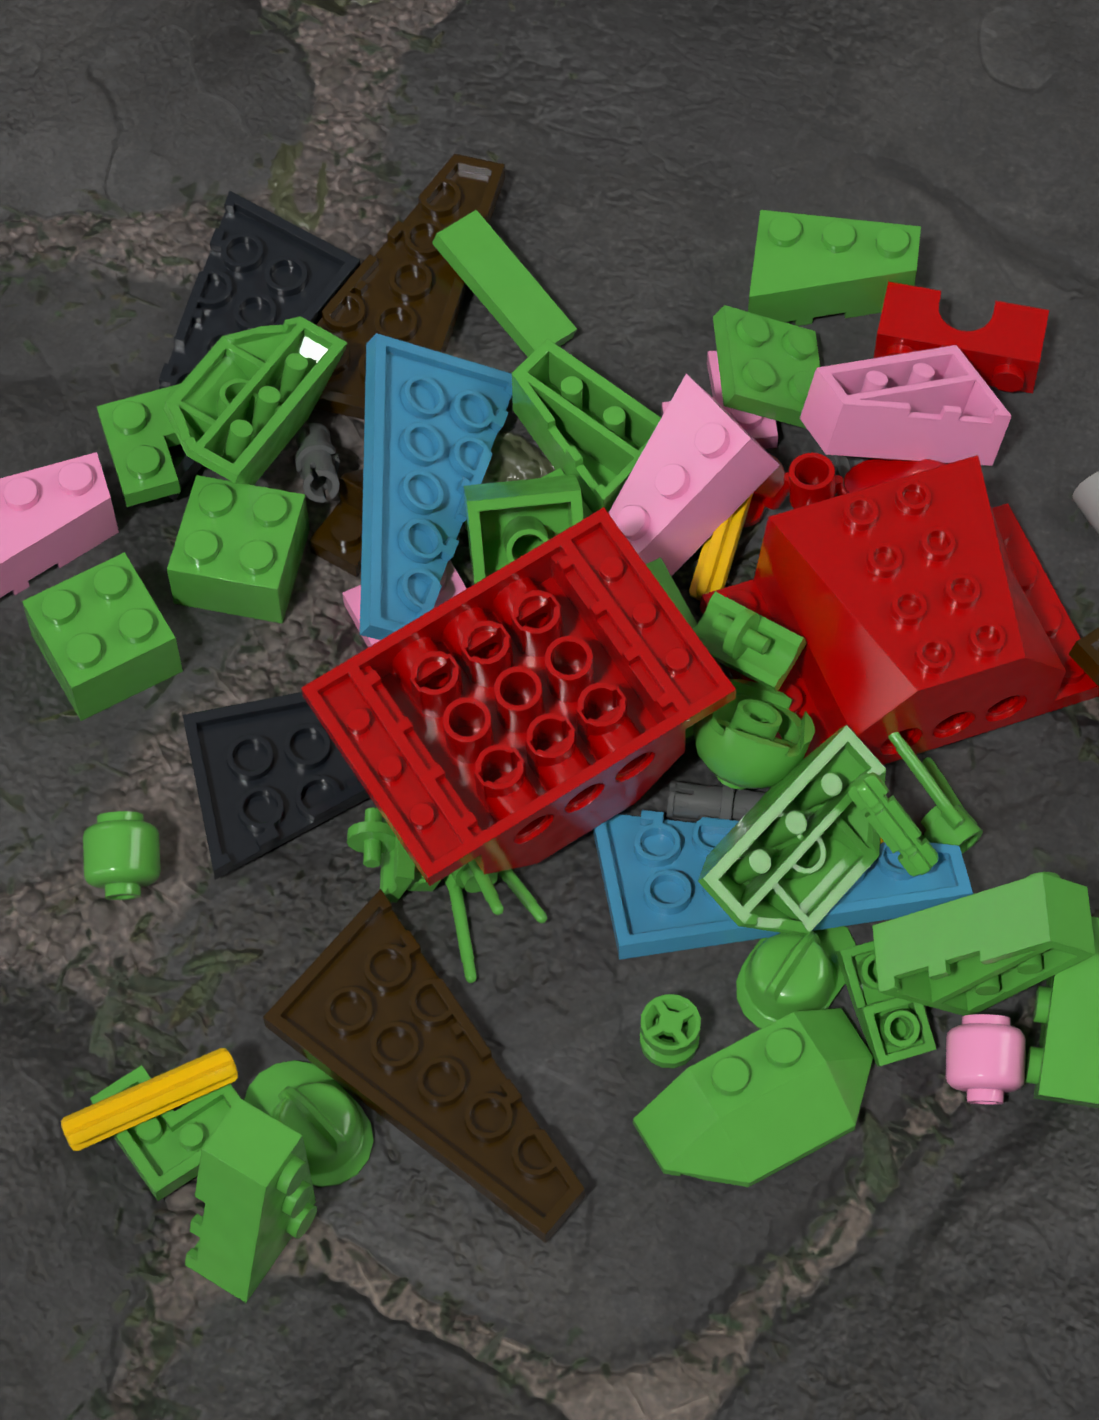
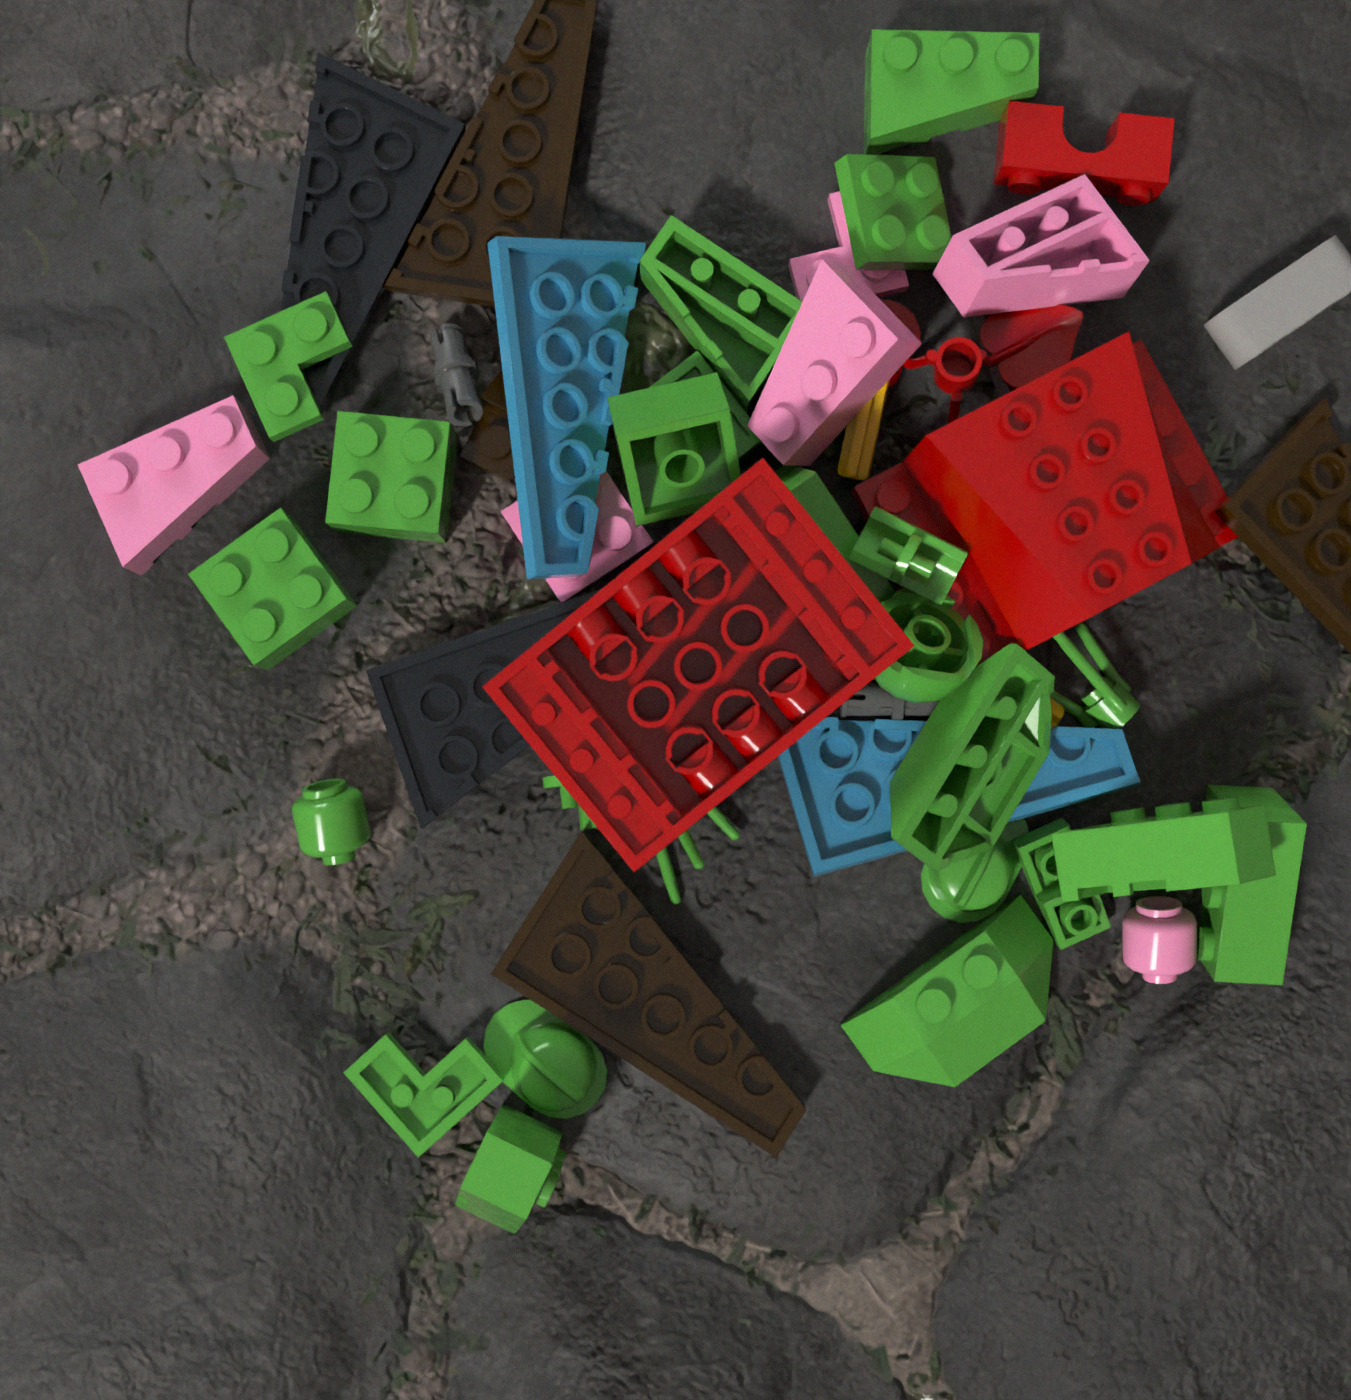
camera: 10 degrees left, 25 degrees up
(149, 1099) = (398, 1075): yellow axle -> none
(252, 396) = (376, 319): bright green wedge -> none
(503, 283) = (615, 140): bright green tile -> none
(671, 1017) = (872, 948): bright green wheel -> none
(893, 824) = (1064, 733): bright green axle -> none

